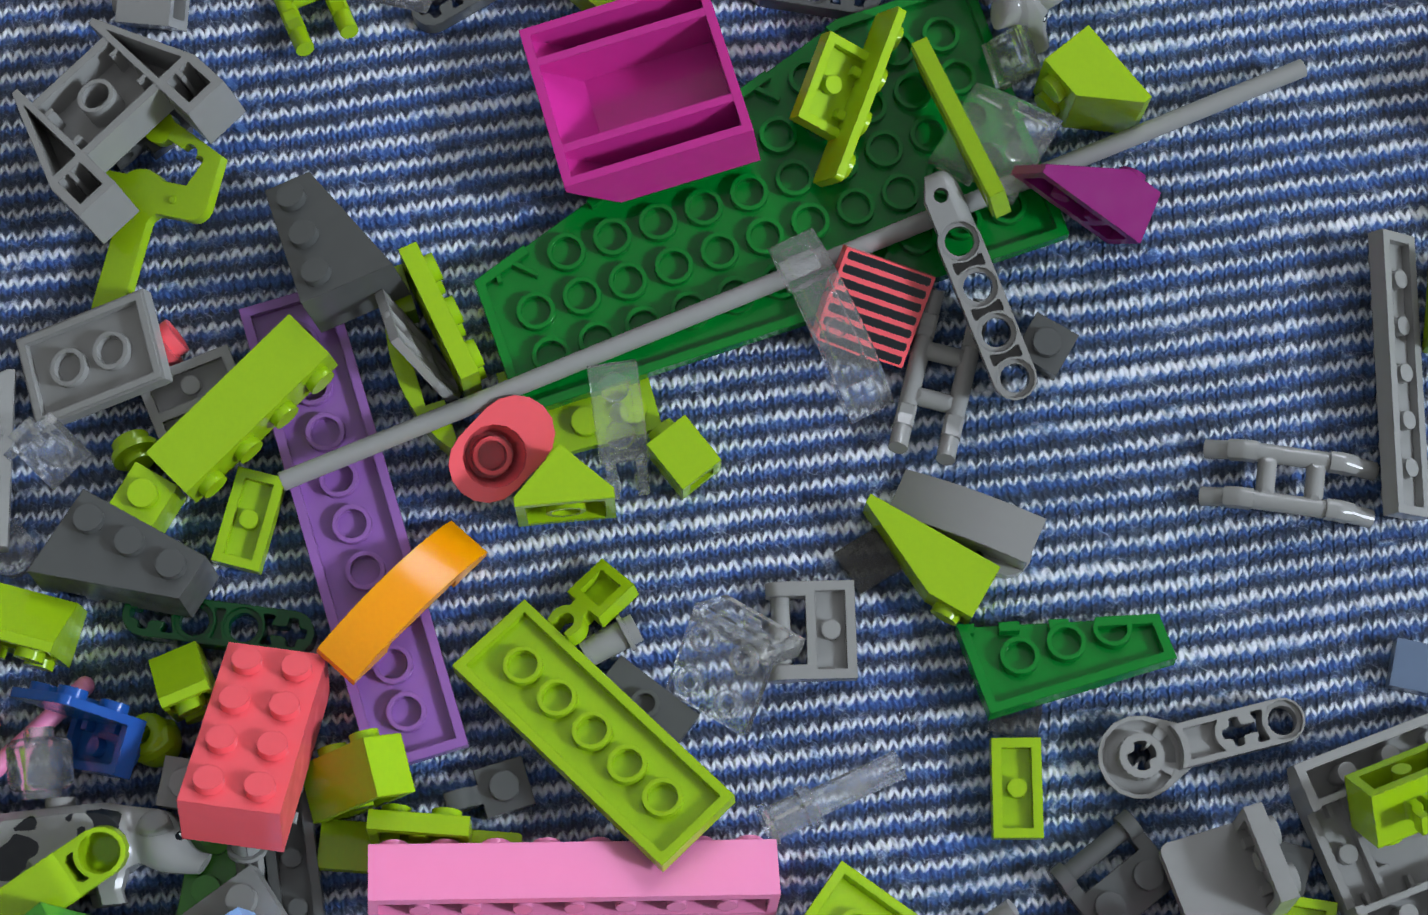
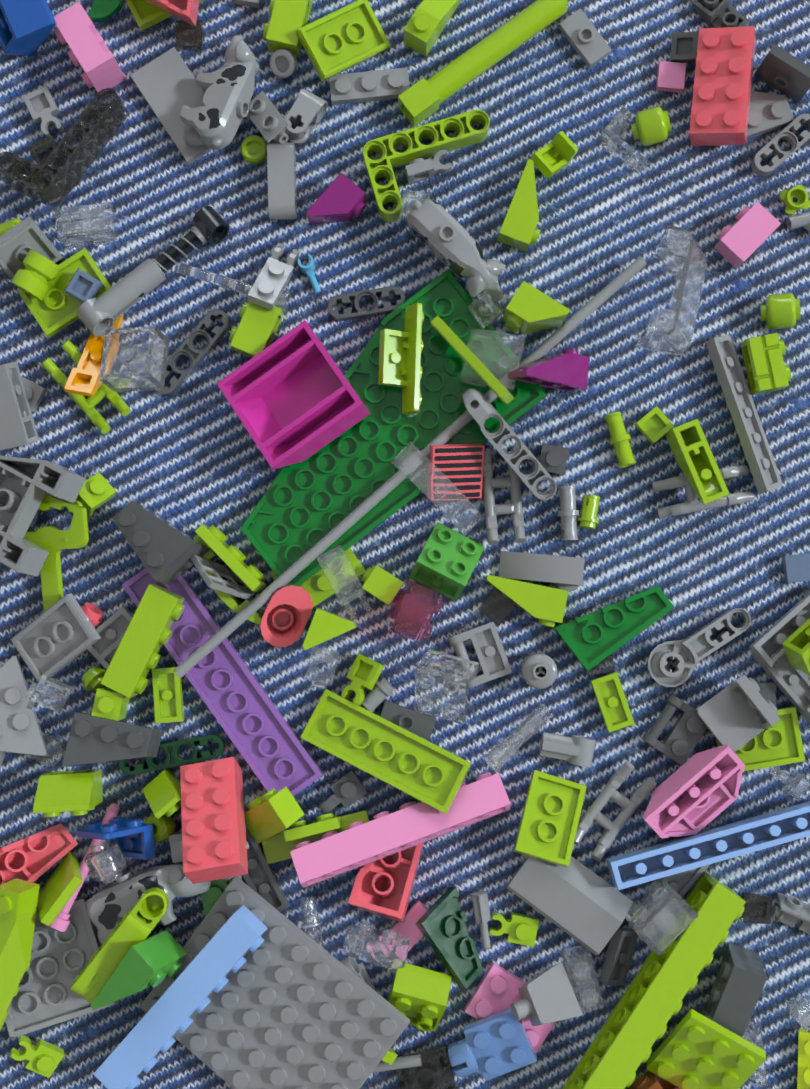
camera: 10 degrees left, 10 degrees up
(248, 146) = (95, 493): none -> lime bracket
(399, 600) = (262, 713): light orange slope -> none
(536, 542) = (318, 656): none -> clear brick
(723, 514) = (414, 611): none -> clear pink brick
(804, 455) = (447, 561): none -> bright green bracket
(889, 695) = (535, 661): none -> light grey head
(923, 849) = (574, 749): none -> light grey piece
(1043, 441) = (568, 513): none -> light grey pin
(1079, 453) = (589, 512): none -> lime pin
(1171, 349) = (620, 439): none -> lime pin
(1238, 344) = (654, 425): none -> lime plate
(1291, 420) = (697, 461): none -> lime slope
(1318, 189) = (673, 328): none -> clear windscreen

